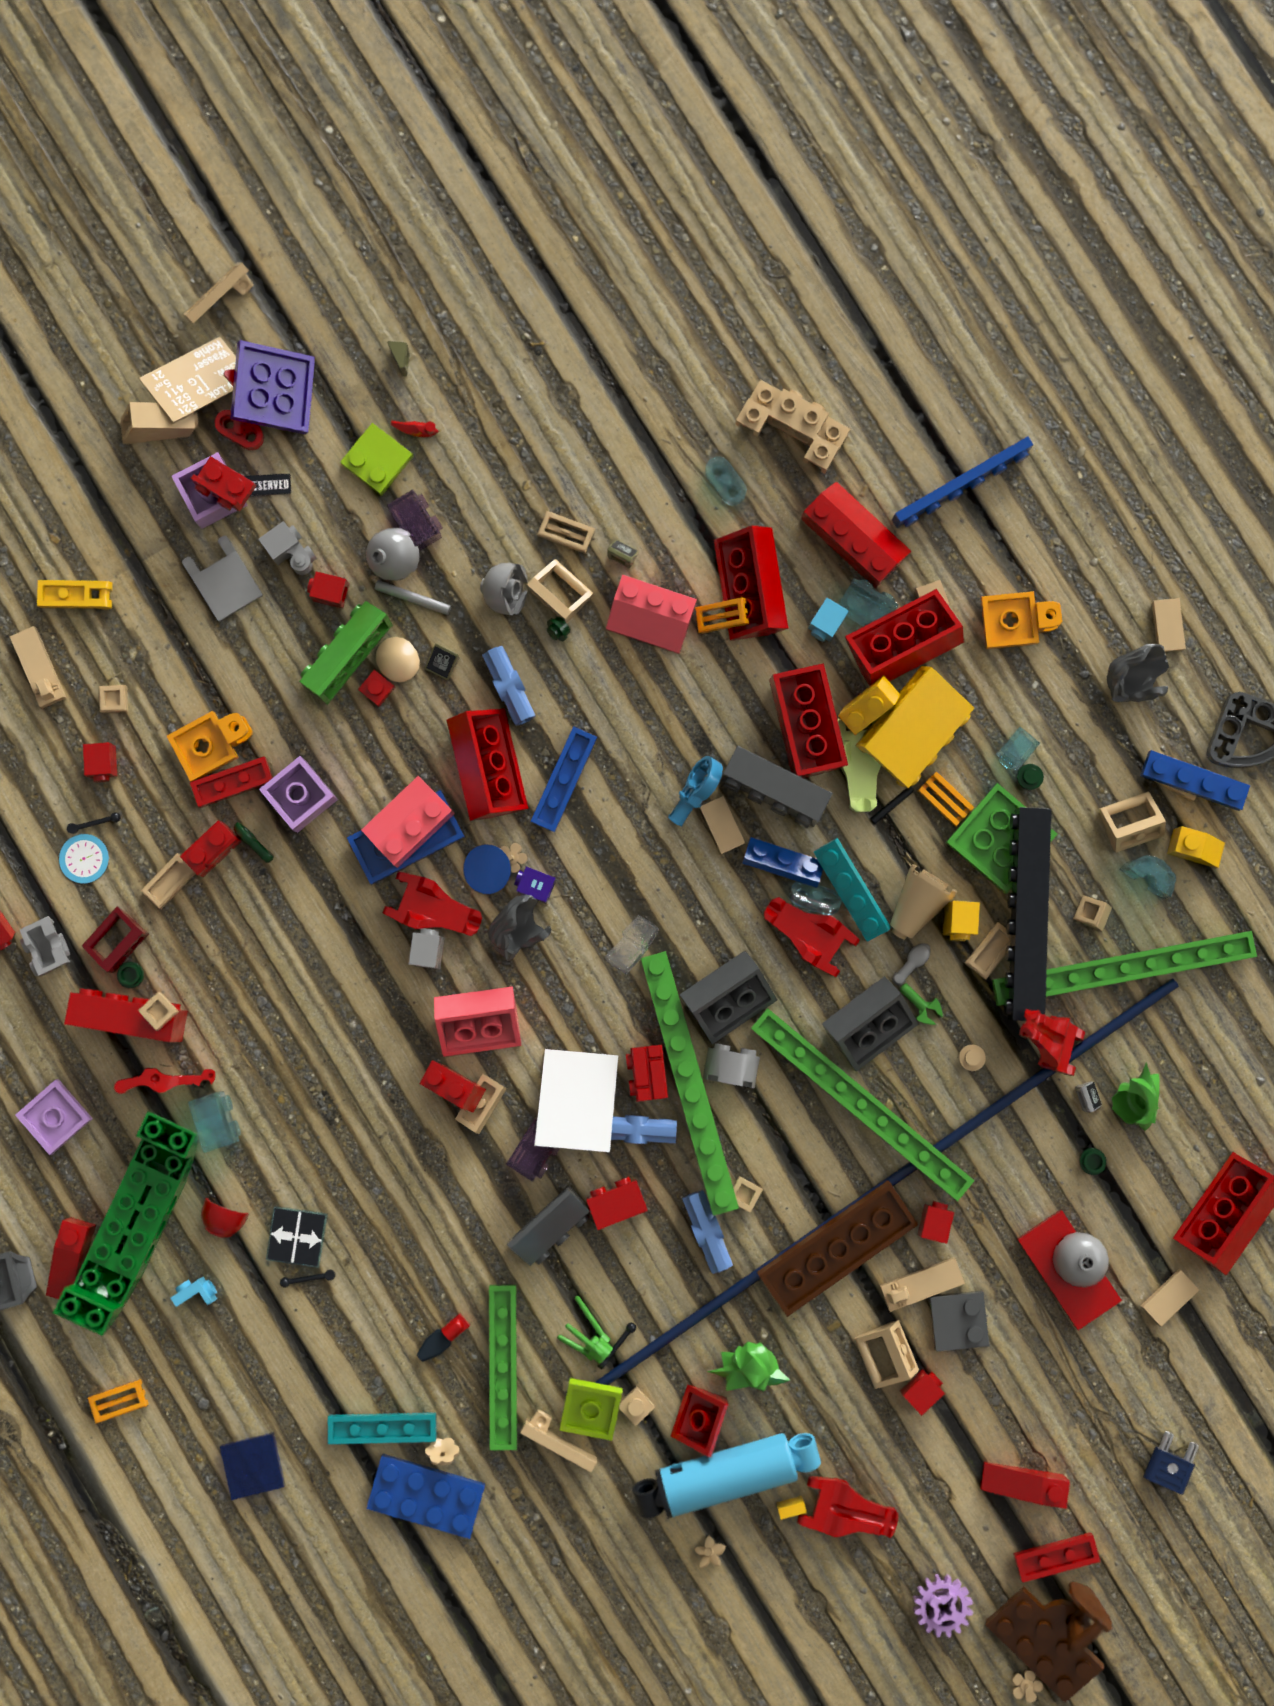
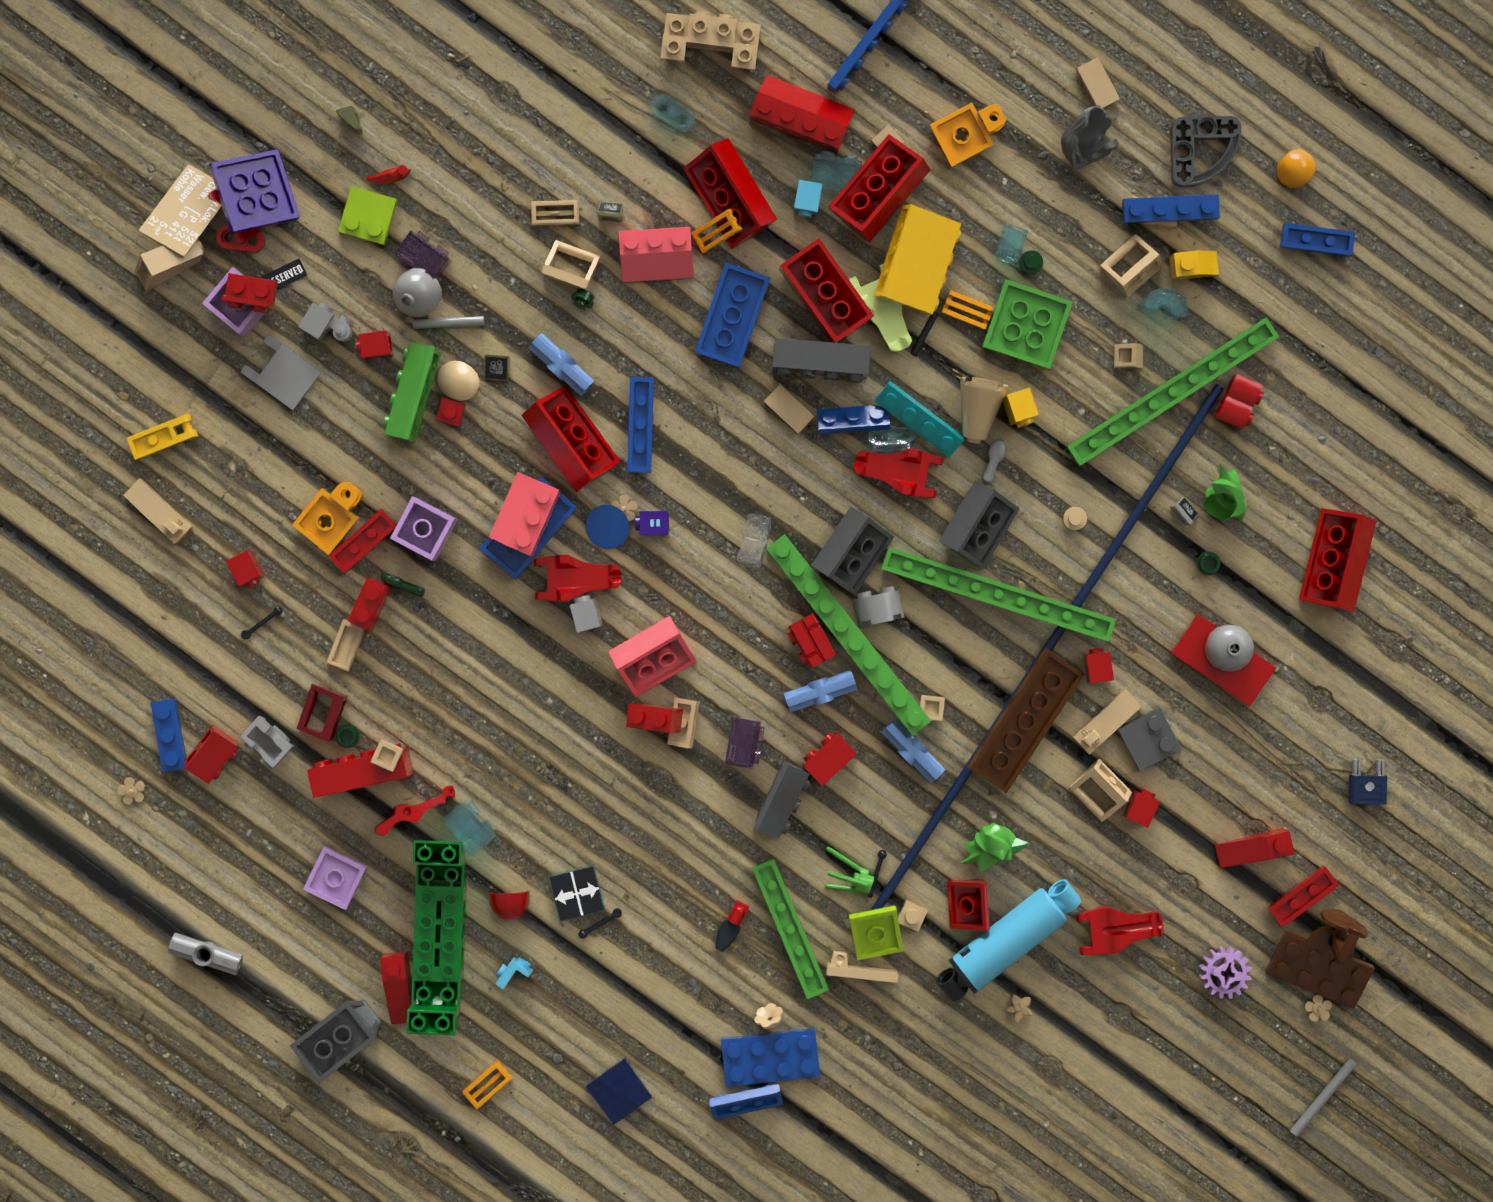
camera: 20 degrees left, 5 degrees up
(83, 858) = (266, 655): sticker -> none
(113, 699) = (233, 512): tan tile -> none
(234, 278) = (179, 109): tan hinge -> none
(380, 1533) = (746, 1101): none -> blue plate
(382, 1428) = (712, 1017): teal plate -> none
(504, 588) = (522, 283): light grey cylinder -> none
(516, 927) = (652, 565): dark grey hair -> none
(576, 1100) = (761, 687): white sticker -> none
(696, 788) = (755, 387): dark azure pin -> none
(703, 706) = (732, 315): none -> blue plate
(791, 1507) = (1071, 944): yellow tile -> none
(869, 705) = (872, 257): yellow brick -> none
(921, 1004) = (1015, 491): bright green bar -> none
(989, 951) = (1056, 422): tan tile -> none
(1028, 912) = (1075, 379): black brick -> none
(1053, 1039) = (1136, 476): red animal -> none
(1170, 1297) = (1315, 649): tan tile -> none
(1189, 1006) = (1239, 401): none -> red brick

